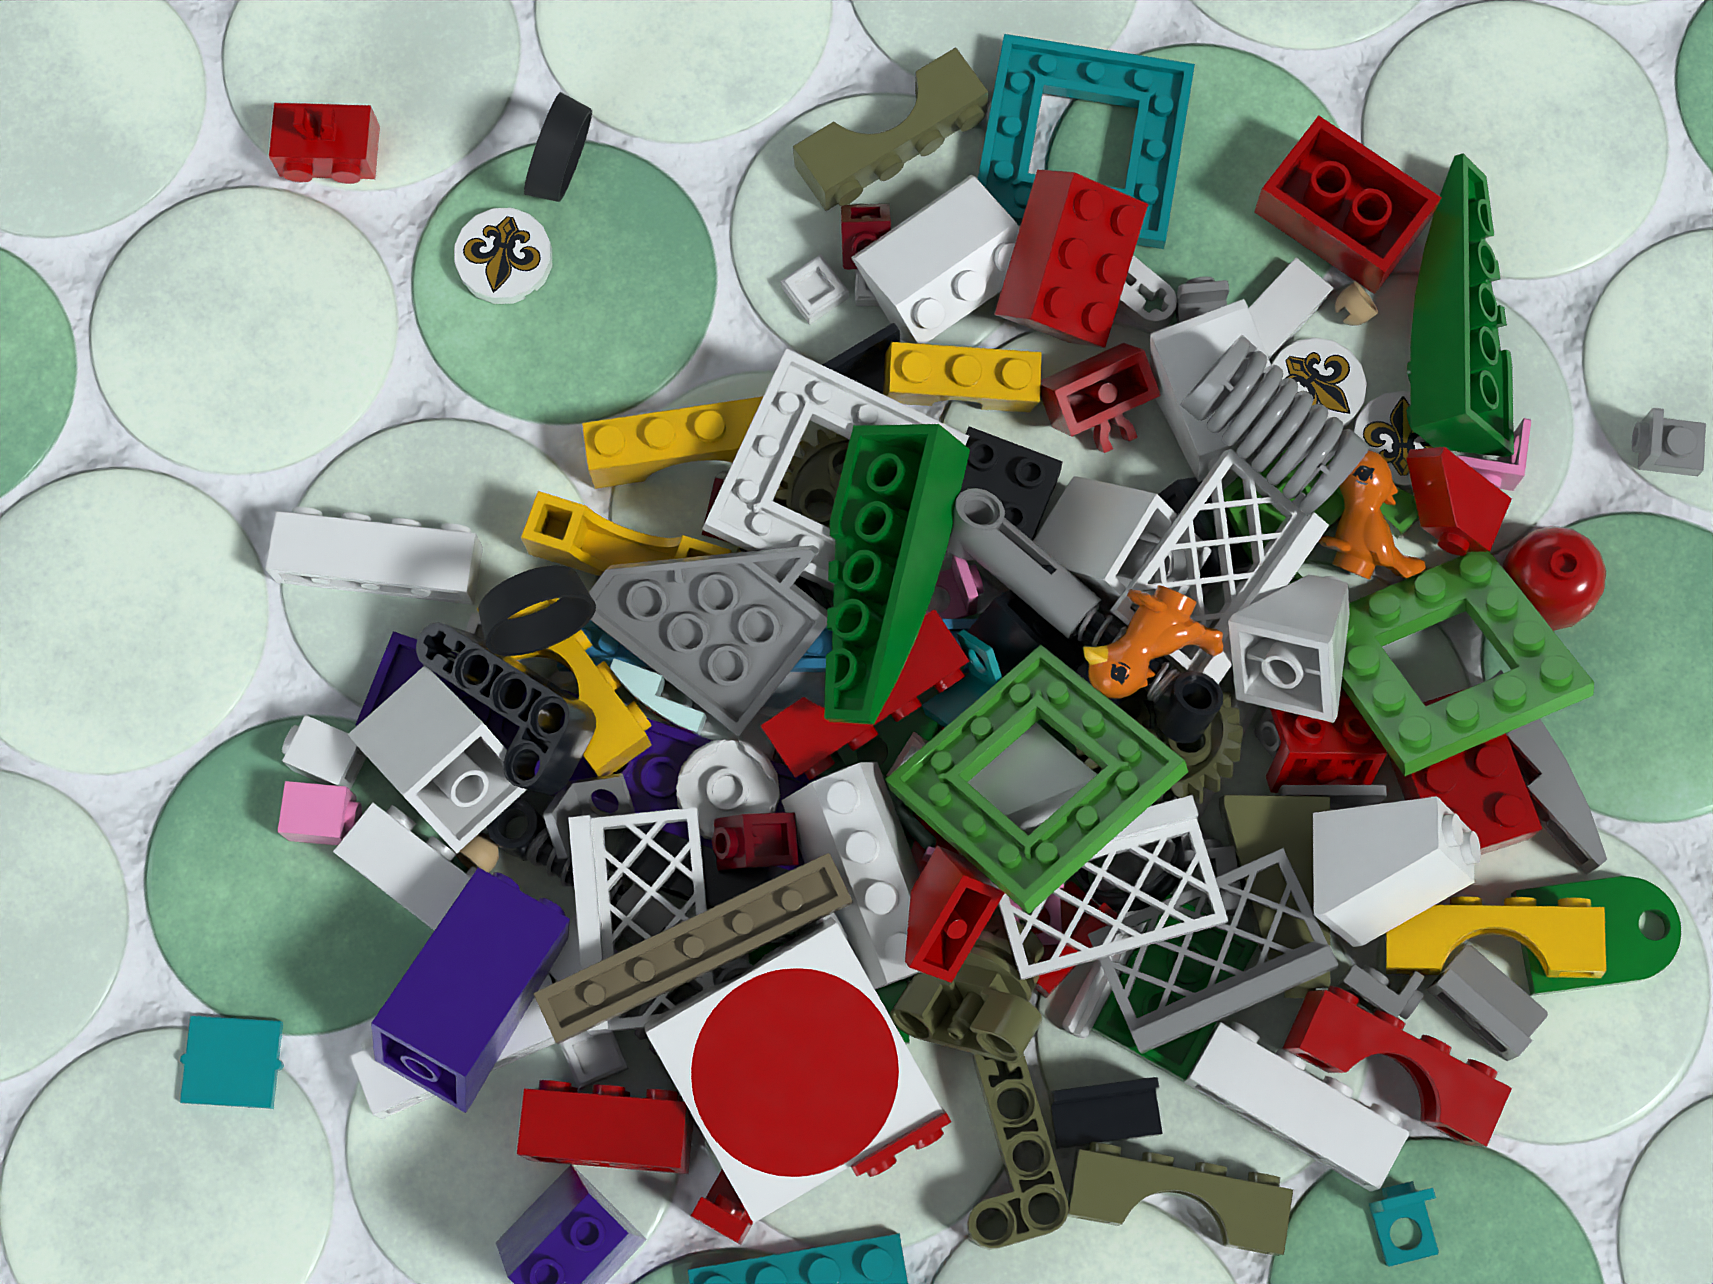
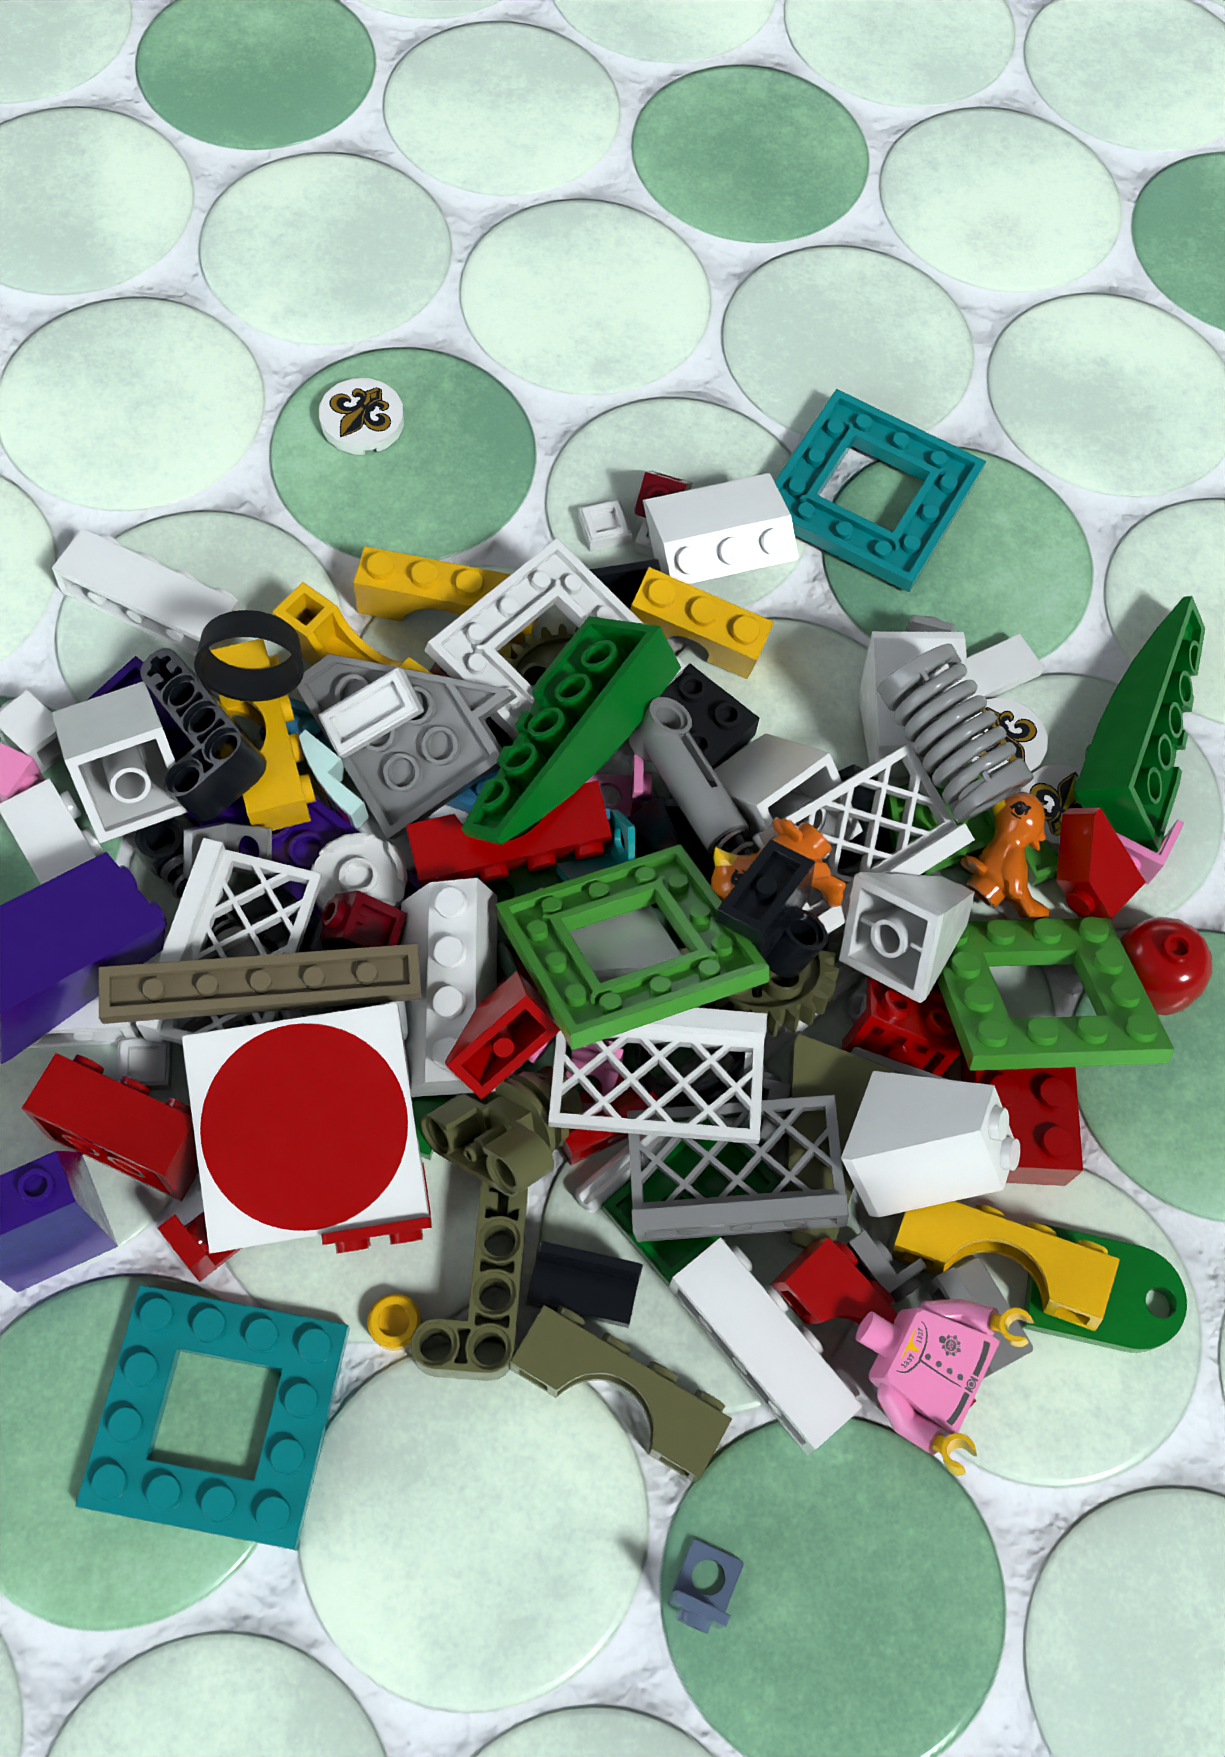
camera: 10 degrees right, 10 degrees down
(324, 142) = (257, 286): red brick -> none
(480, 853) = (125, 853): tan hinge -> none
(558, 149) = (437, 345): black tyre -> none
(675, 618) = (371, 712): none -> white tile
(844, 162) = (669, 438): olive arch -> none
(940, 1213) = (393, 1321): none -> yellow tile
(1071, 258) = (827, 558): red brick -> none
(1100, 391) = (811, 674): red brick -> none
(1150, 286) = (877, 611): white beam -> none
(1154, 682) = (768, 896): none -> black panel
(1346, 204) = (1078, 603): red brick -> none
(1357, 303) = (1061, 687): tan hinge -> none
(1398, 1203) = (835, 1475): teal bracket -> none
(1464, 1077) = (933, 1368): none -> bright pink torso
(1556, 794) = (1105, 1148): light grey slope -> none

